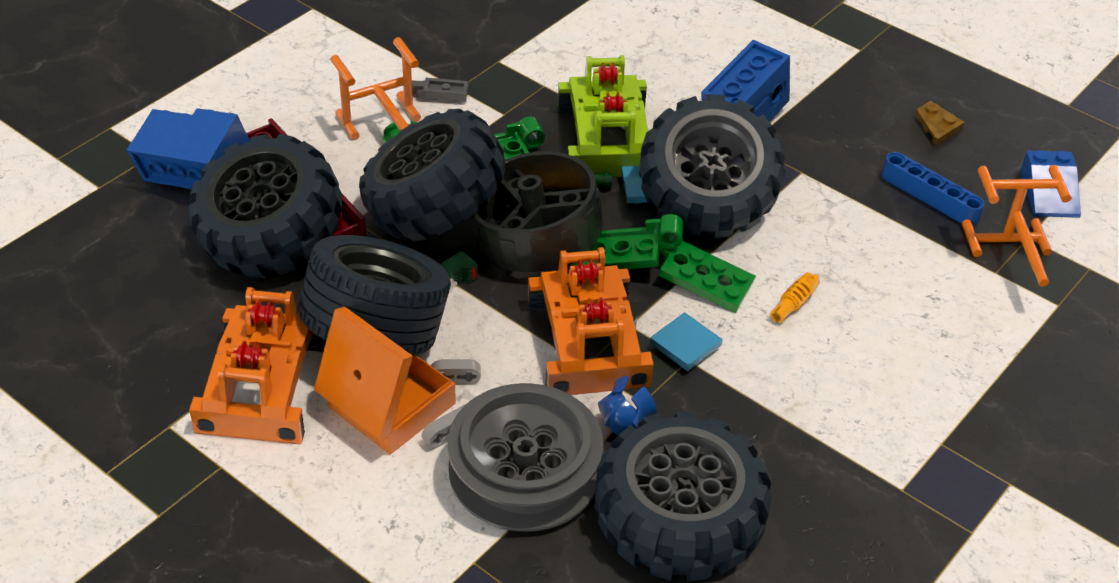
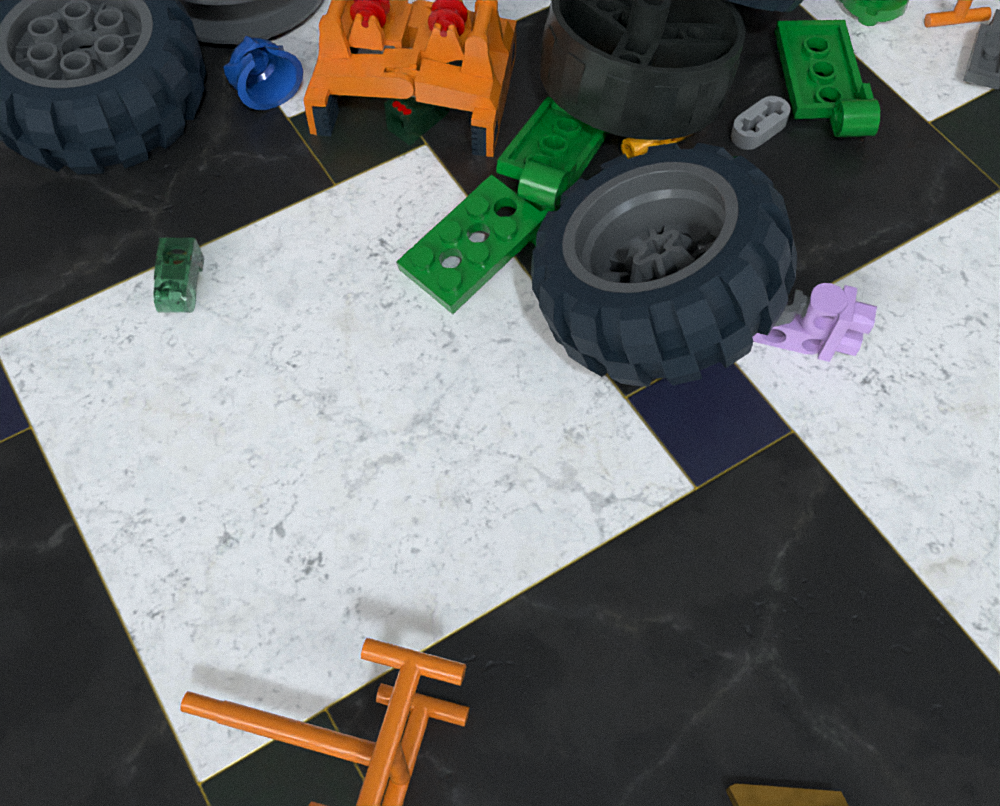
camera: 110 degrees right, 15 degrees up
(605, 102) = (897, 182): lime container -> none
(686, 341) = (357, 179): dark azure tile -> none
(756, 77) = (886, 412): blue piece -> none
(795, 296) = (386, 342): light orange hinge -> none
(807, 401) = (177, 275): none -> clear green leg
(932, 188) = (558, 705): blue beam -> none

